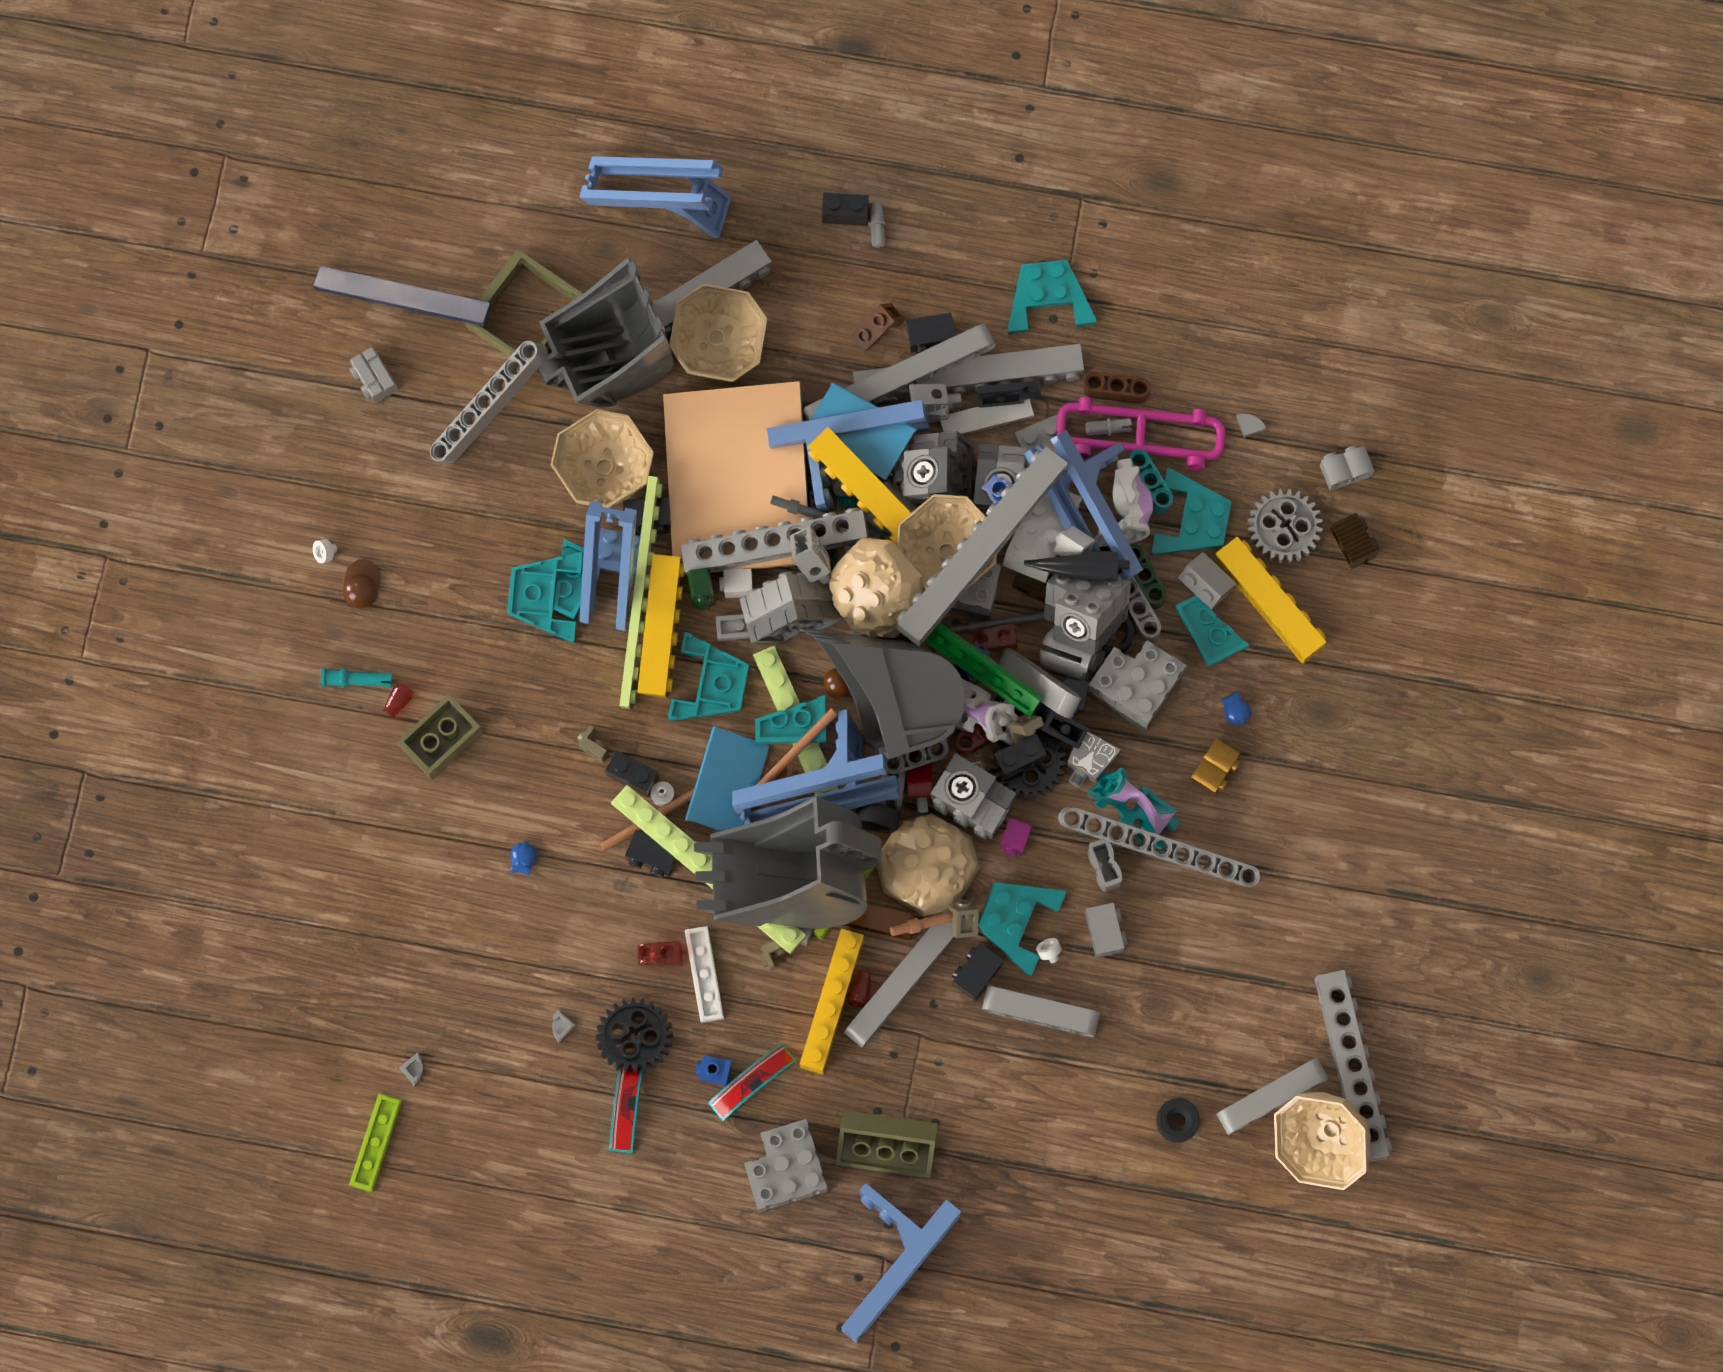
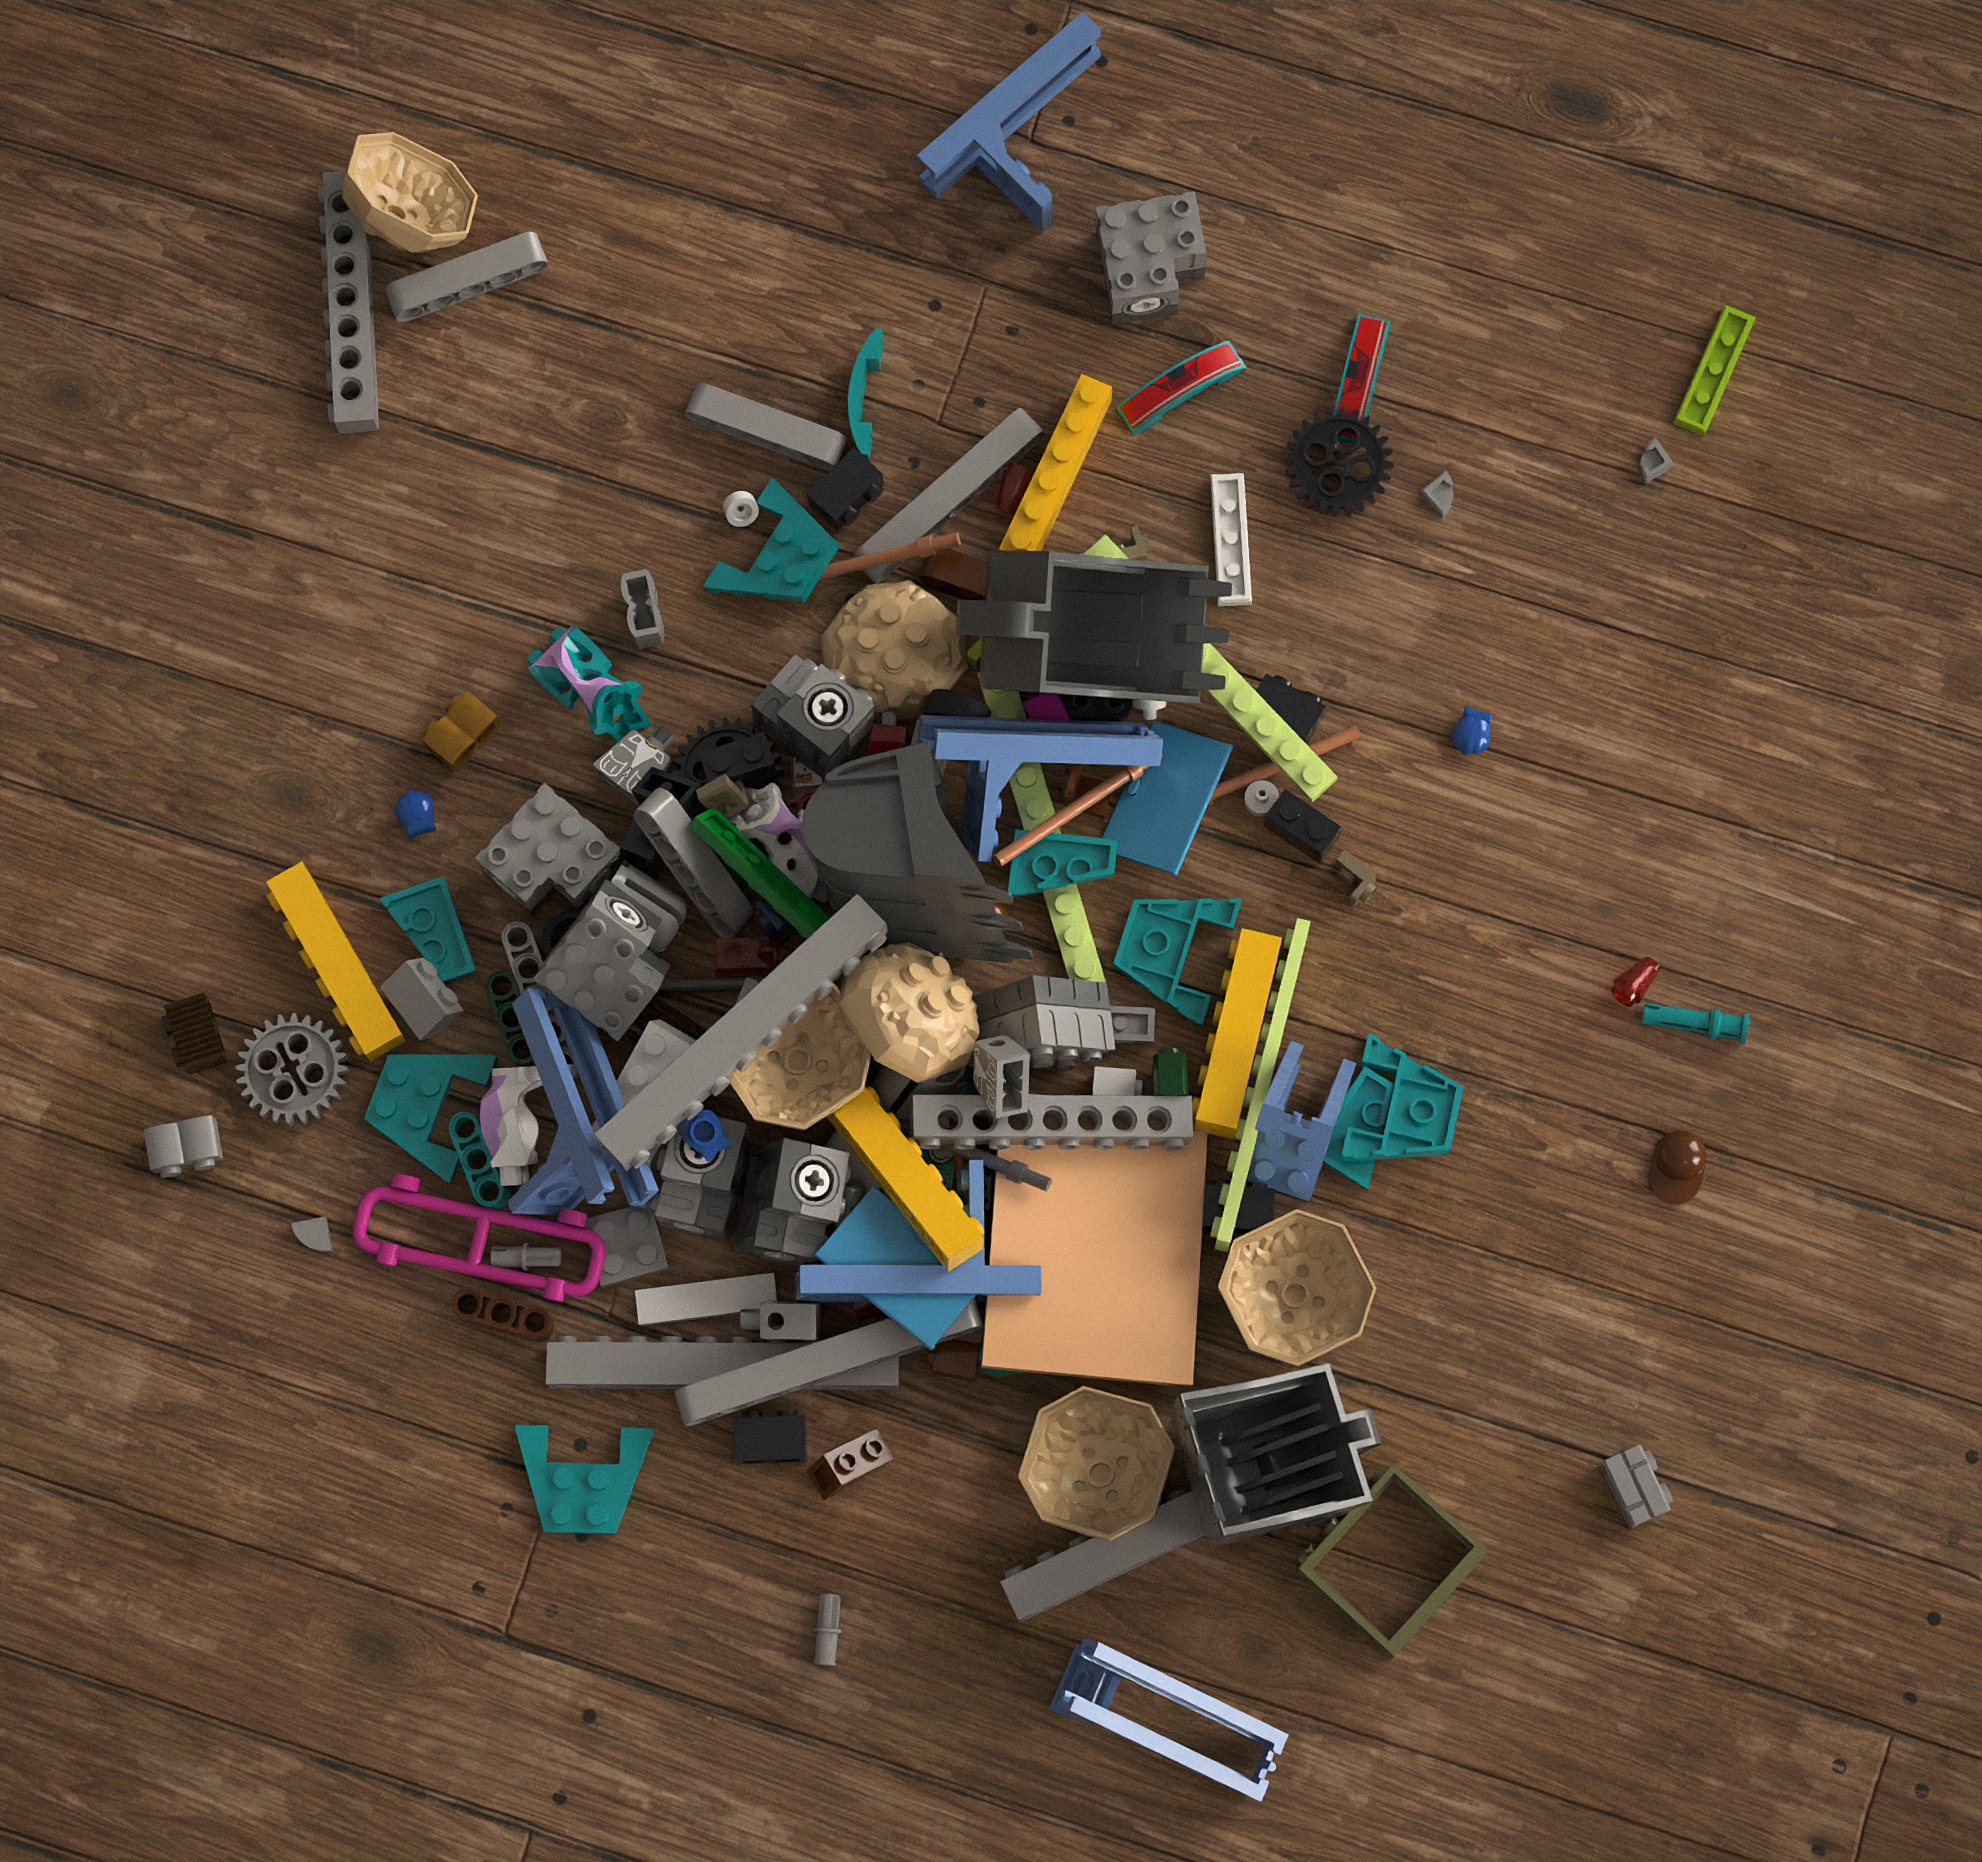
camera: 170 degrees left, 0 degrees up
(324, 550) = (1730, 1219): white tile -> none
(402, 296) = (1581, 1605): tile -> none
(440, 737) = (1578, 912): olive brick -> none
(498, 399) = (1451, 1406): light grey beam -> none
(660, 954) = (1290, 570): clear red leg -> none
(722, 1074) = (1223, 411): blue brick -> none
(845, 209) = (873, 1658): black brick -> none
(886, 1144) = (1005, 279): olive slope -> none
(964, 919) = (852, 552): dark tan bracket -> none
(973, 1014) = (867, 359): none -> teal slope
(1007, 393) = (665, 1322): black hinge -> none
(1015, 838) = (761, 665): magenta brick -> none
(1073, 542) = (608, 1048): white brick -> none
(1091, 565) = (587, 1001): black piece -> none
(1105, 930) = (657, 524): light grey brick -> none
(1170, 847) = (571, 623): light grey beam -> none
(1182, 1107) = (602, 243): black tyre -> none

